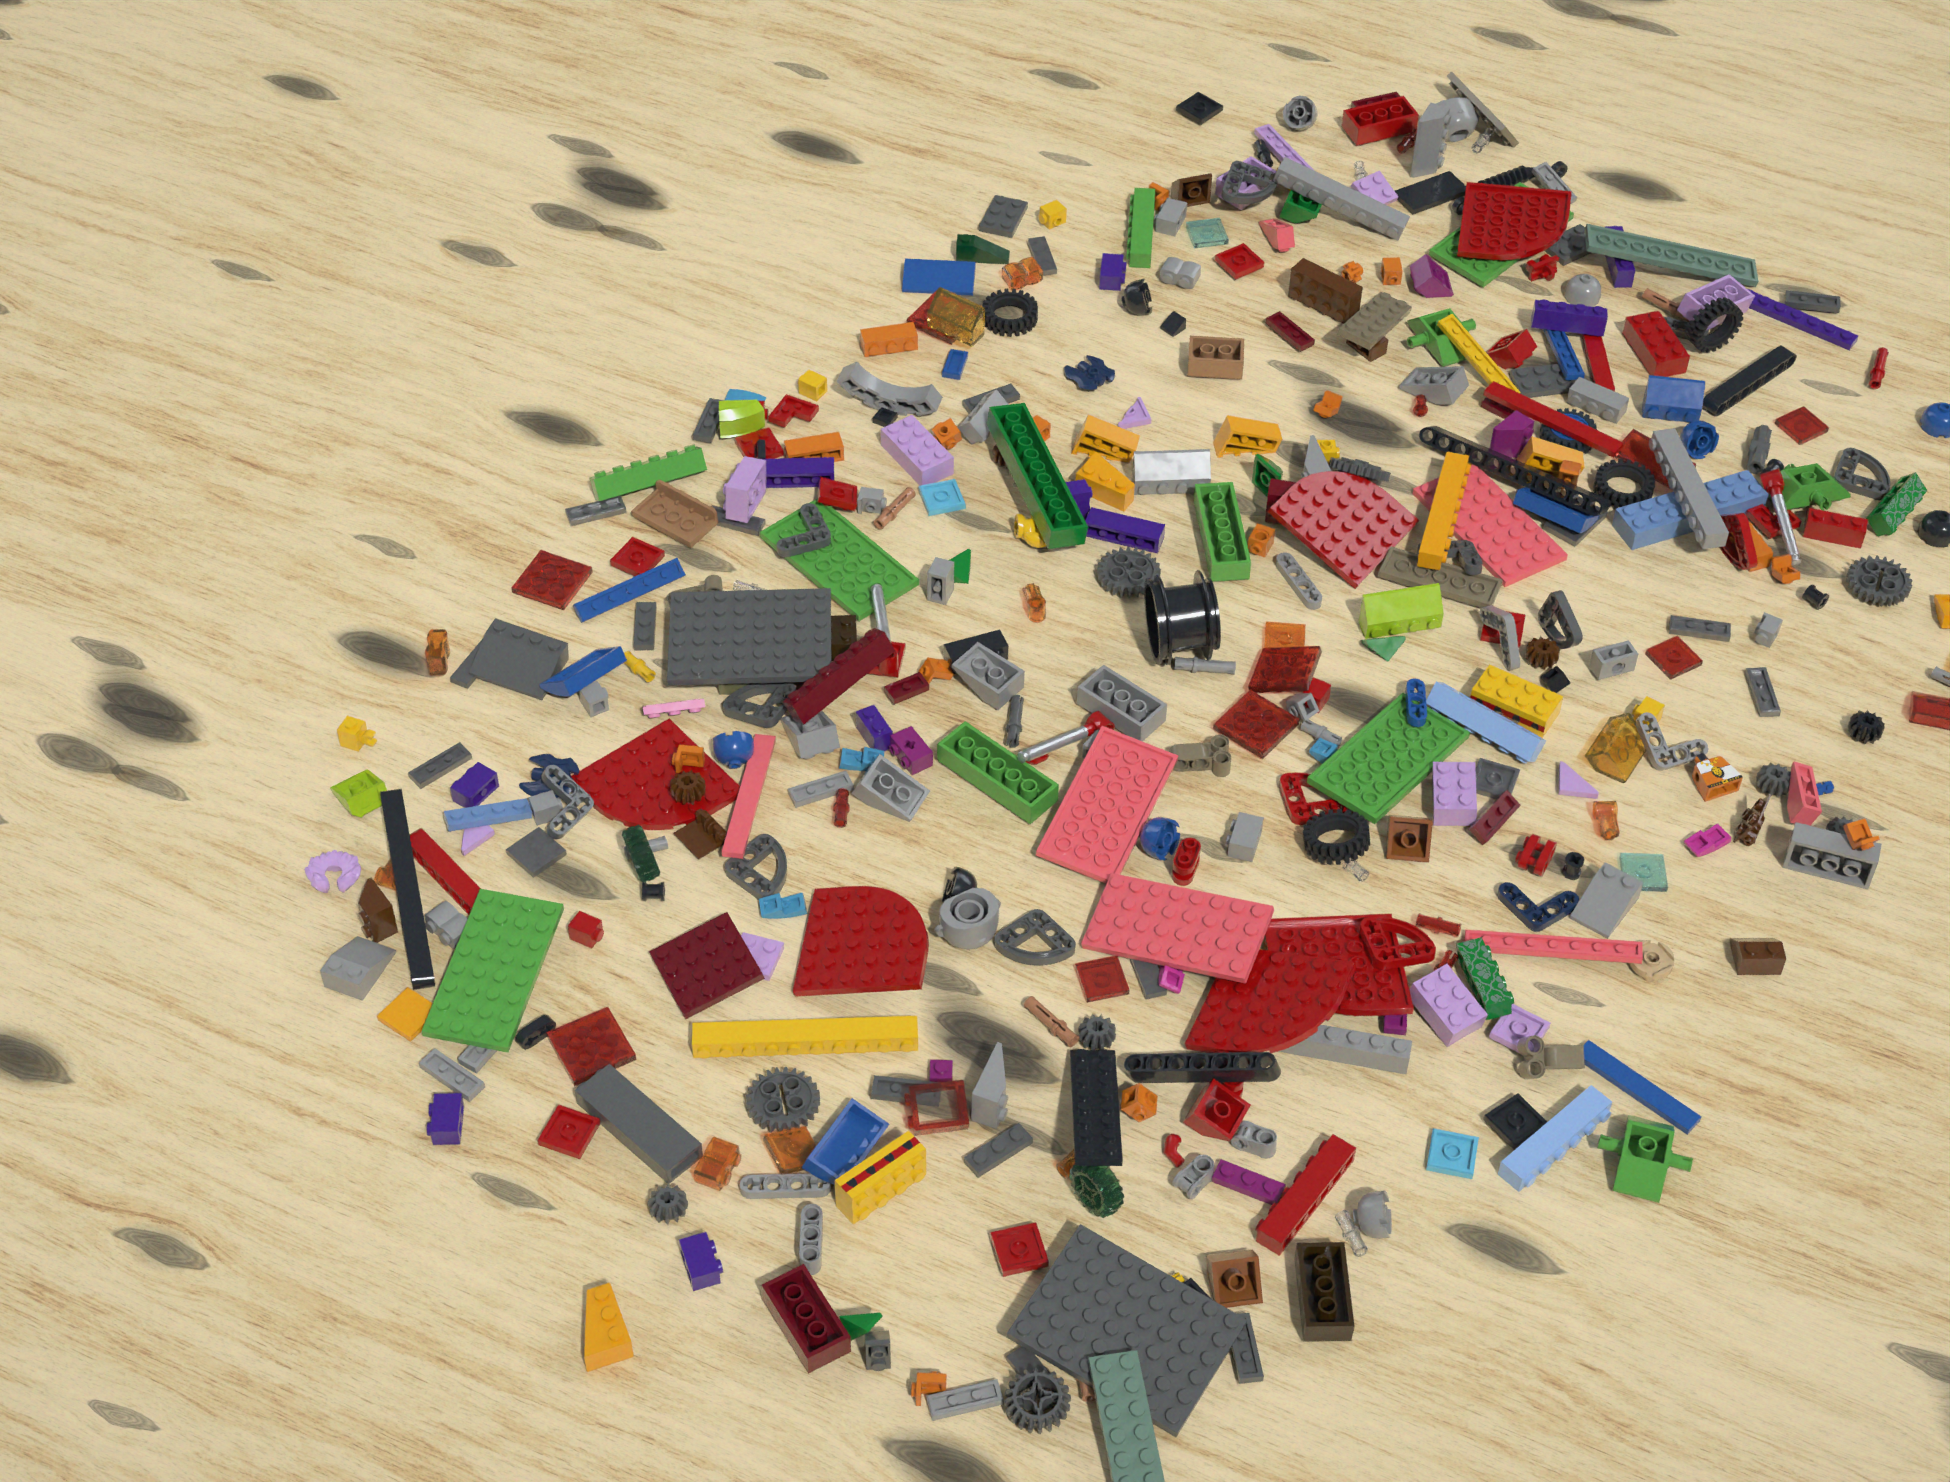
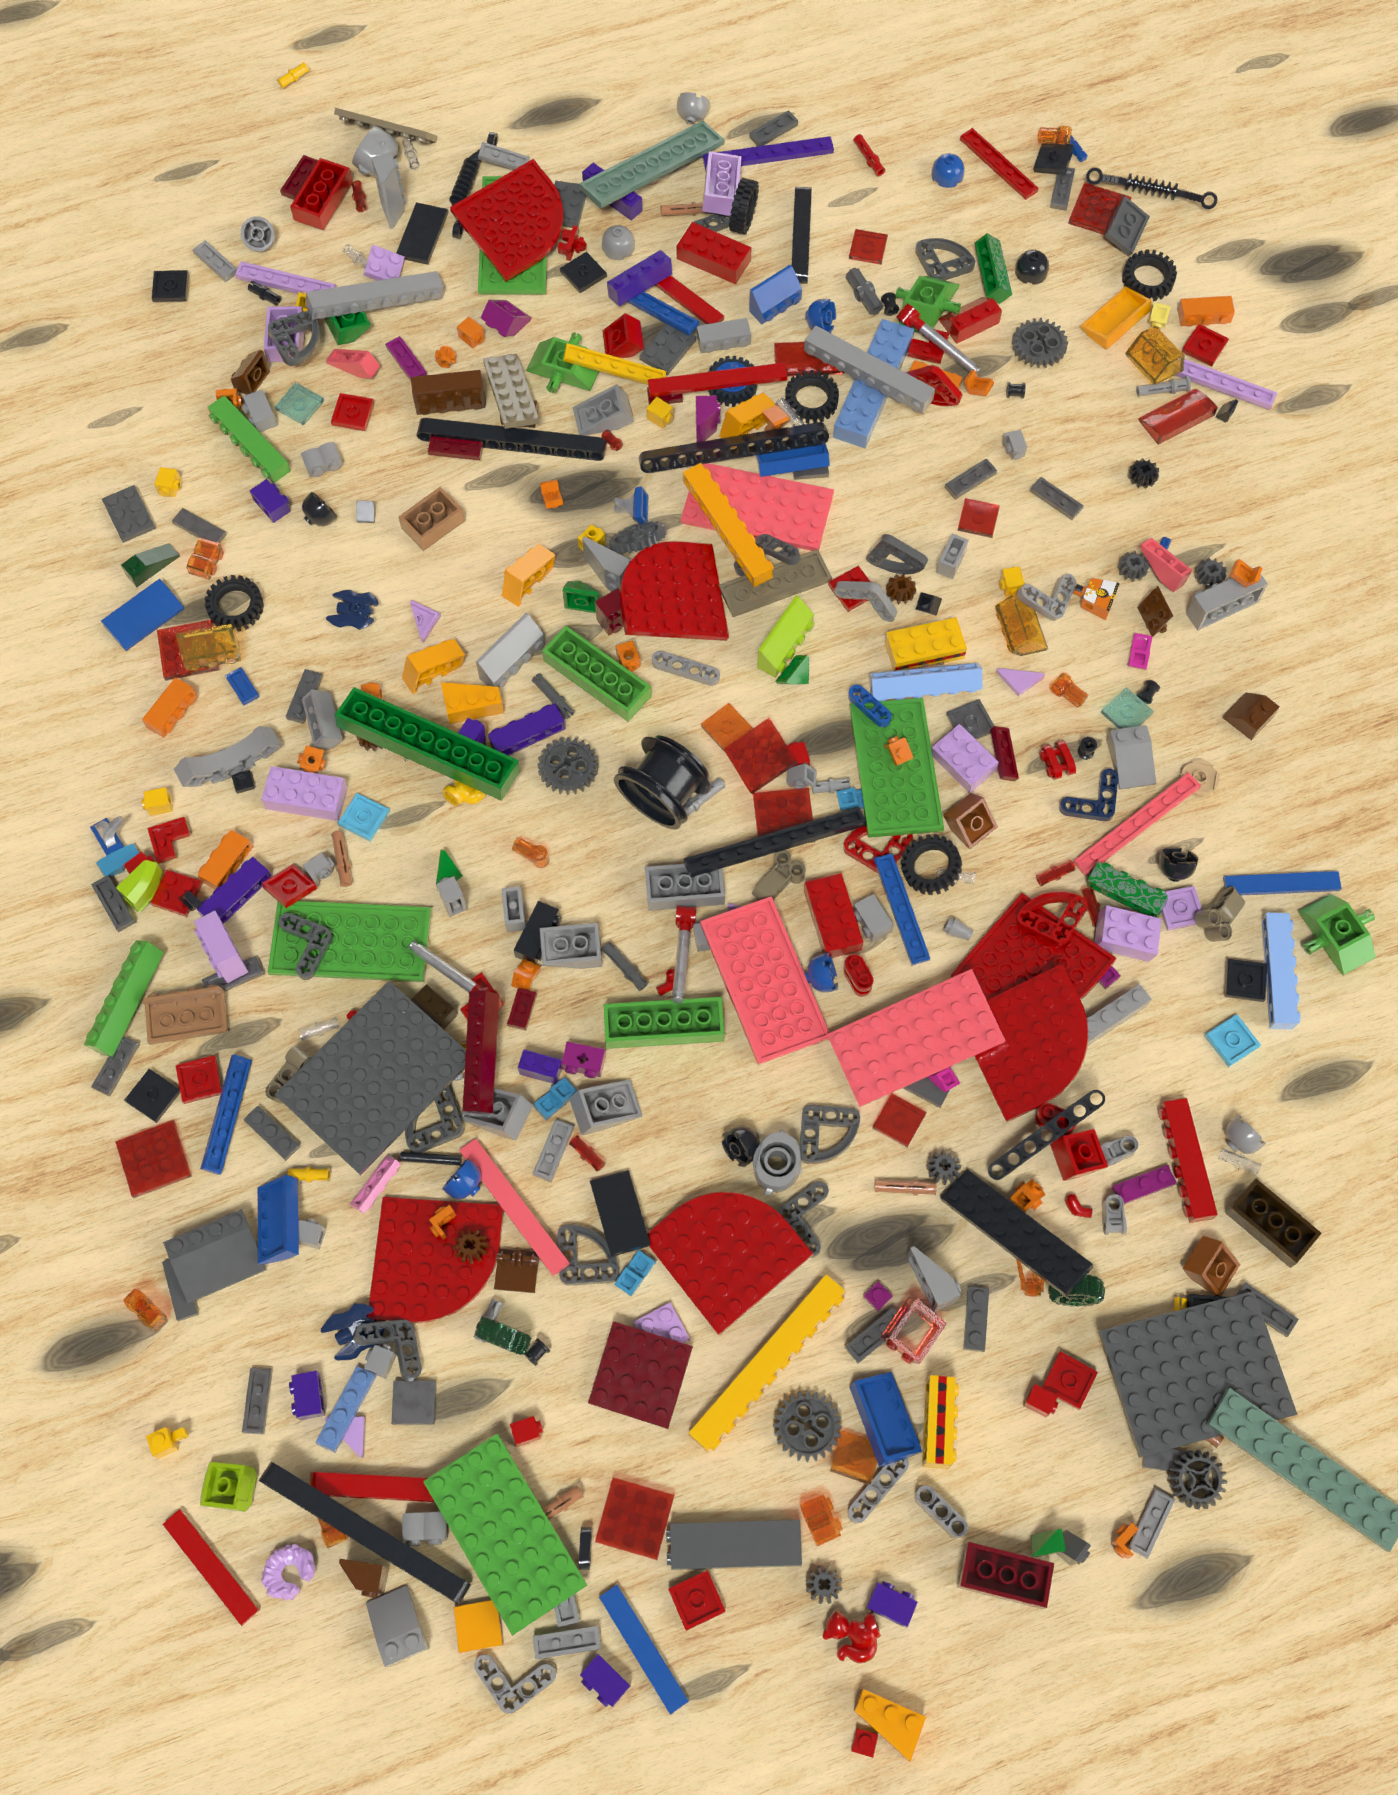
camera: 45 degrees left, 20 degrees up
(292, 830) = (211, 1567): none -> red tile
(381, 1071) = (507, 1690): none -> light grey beam
(496, 1129) = (643, 1649): none -> blue tile
(555, 993) = (574, 1495): none -> nougat pin
(570, 1328) = (864, 1742): none -> red plate
(596, 544) = (152, 1095): none -> black plate
(654, 1257) = (861, 1633): none -> red animal
(728, 722) = (430, 1158): none -> black piece
(757, 378) = (106, 834): none -> piece
(817, 860) = (620, 1213): none -> black tile
(943, 971) = (796, 1219): none -> dark grey beam
(976, 620) = (513, 909): none -> light grey brick
(979, 1240) = (1041, 1401): none -> red brick
(1172, 529) = (553, 696): none -> dark grey pin
(1214, 808) = (833, 916): none -> red brick
(1224, 724) = (774, 842): none -> black plate
(1251, 114) = (215, 261): none -> light grey tile
(1276, 850) = (901, 909): none -> blue tile
(1306, 896) = (957, 929): none -> light grey cone
(1321, 251) = (405, 358): none -> magenta plate
(1346, 357) = (515, 439): none -> black beam
(1387, 457) = (635, 506): none -> blue piece
(1401, 743) = (899, 750): none -> orange bracket
(1450, 43) = (293, 75): none -> yellow pin
(1481, 413) = (660, 413): none -> yellow brick
(1528, 290) = (583, 272): none -> black plate
(1552, 995) = (1177, 864): none -> black cylinder
(1588, 476) = (795, 420): none -> clear pin
(1679, 870) = (1148, 691): none -> black bush
(1754, 245) = (692, 108): none -> light grey cylinder

